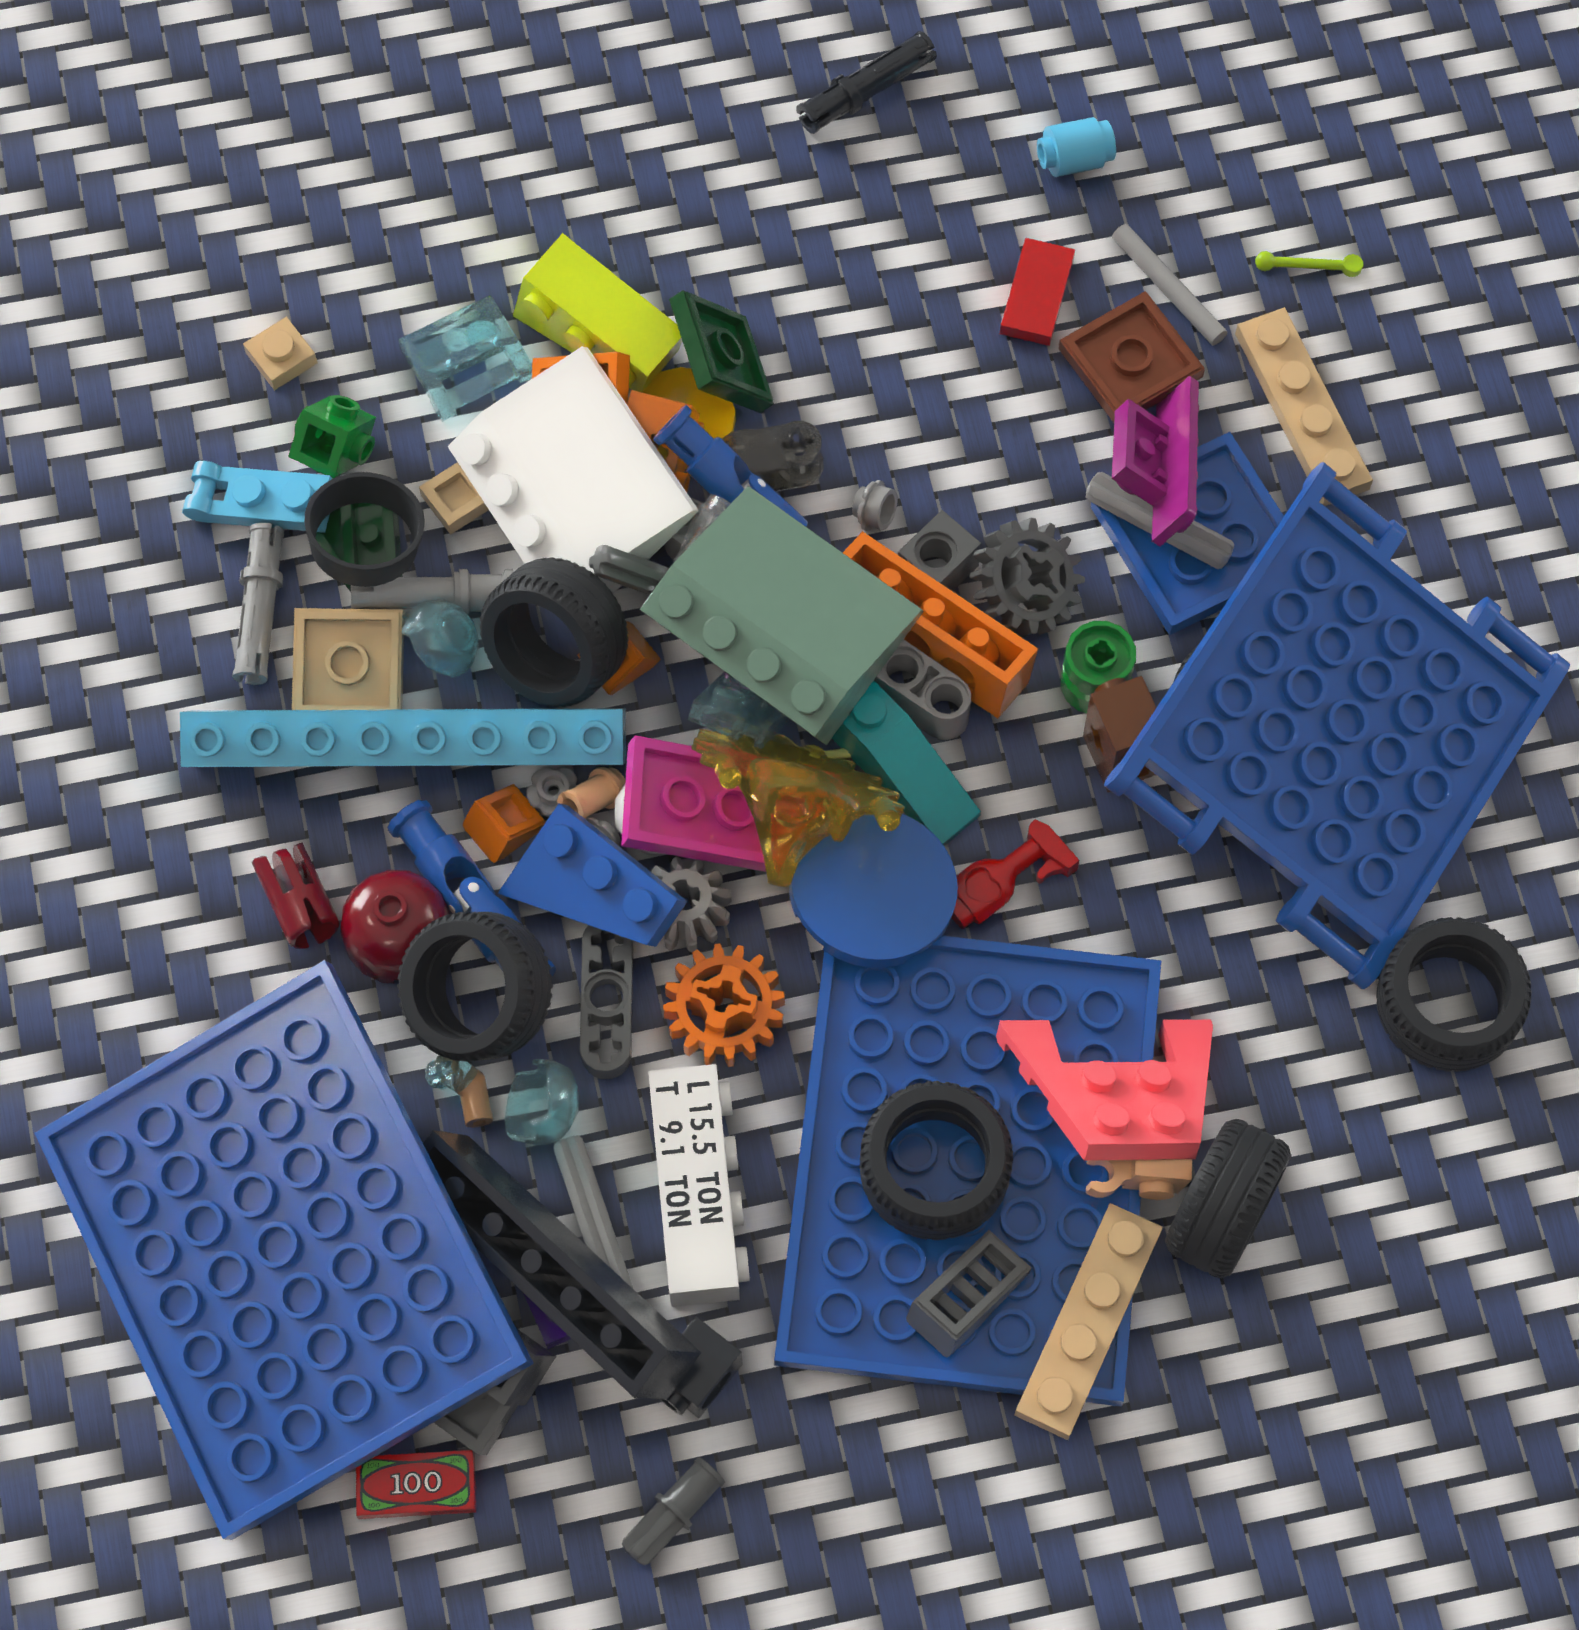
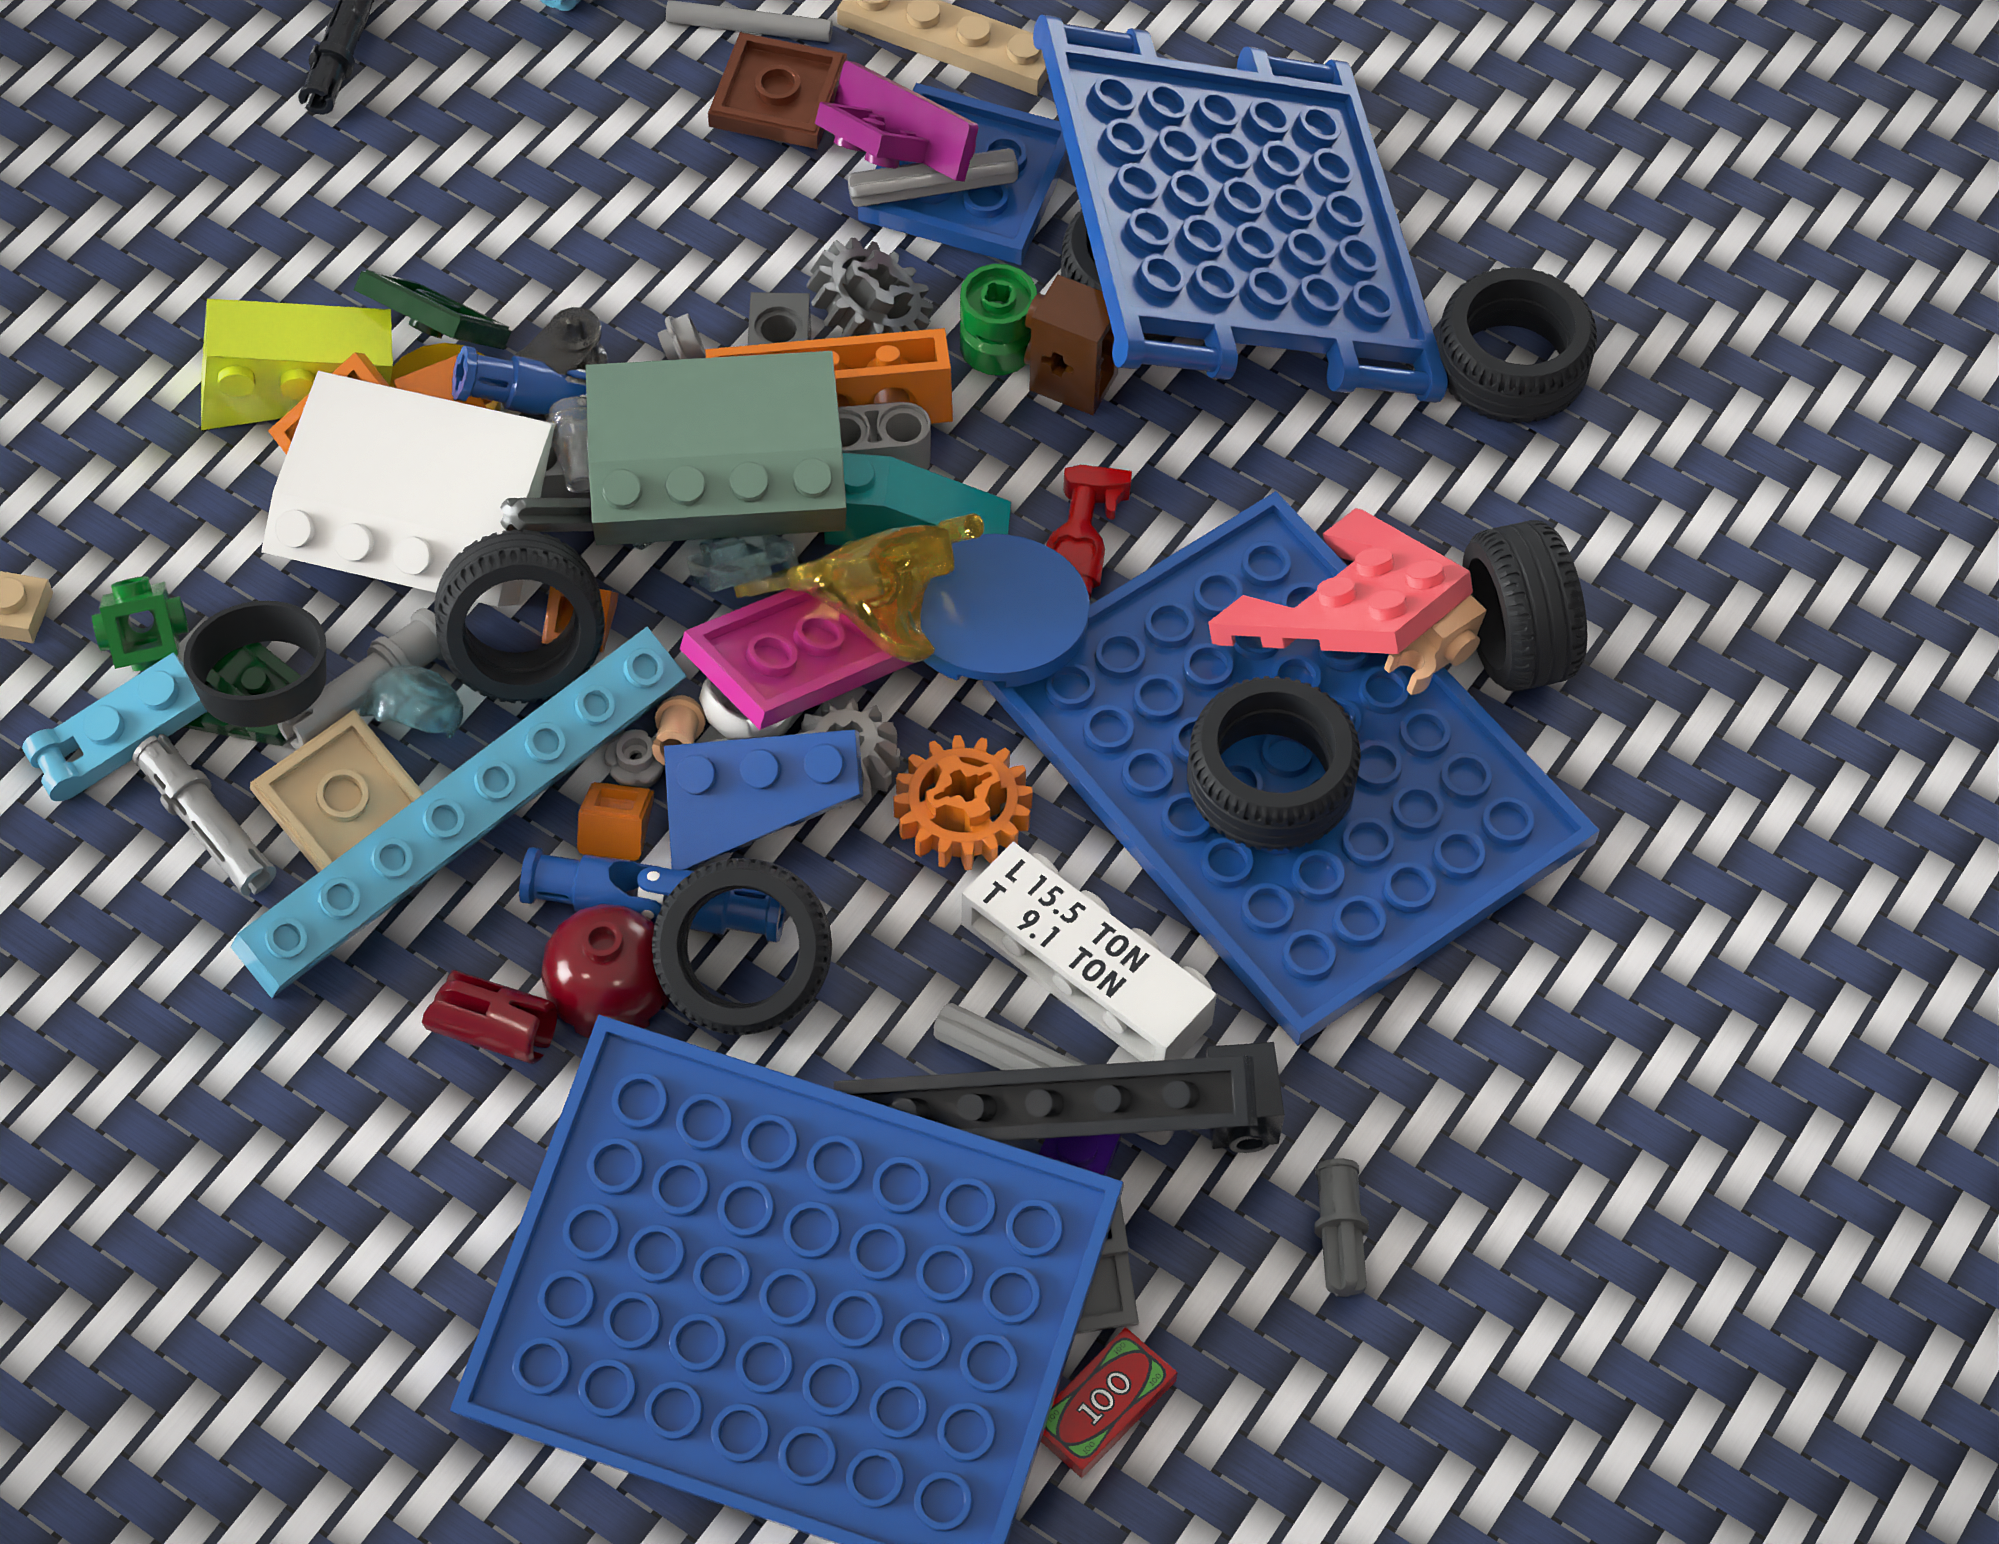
camera: 45 degrees left, 10 degrees down
(453, 498) = (308, 587): tan plate -> none
(458, 344) = (179, 476): clear light blue plate -> none
(466, 1082) = (807, 1044): arm -> none
(542, 1104) = (891, 1000): clear light blue hair -> none
(591, 1035) = (857, 908): dark grey beam -> none
(943, 1320) = (1400, 886): dark grey slope -> none
(1037, 291) = (647, 97): red tile -> none
(1088, 1321) = (1513, 791): tan plate -> none

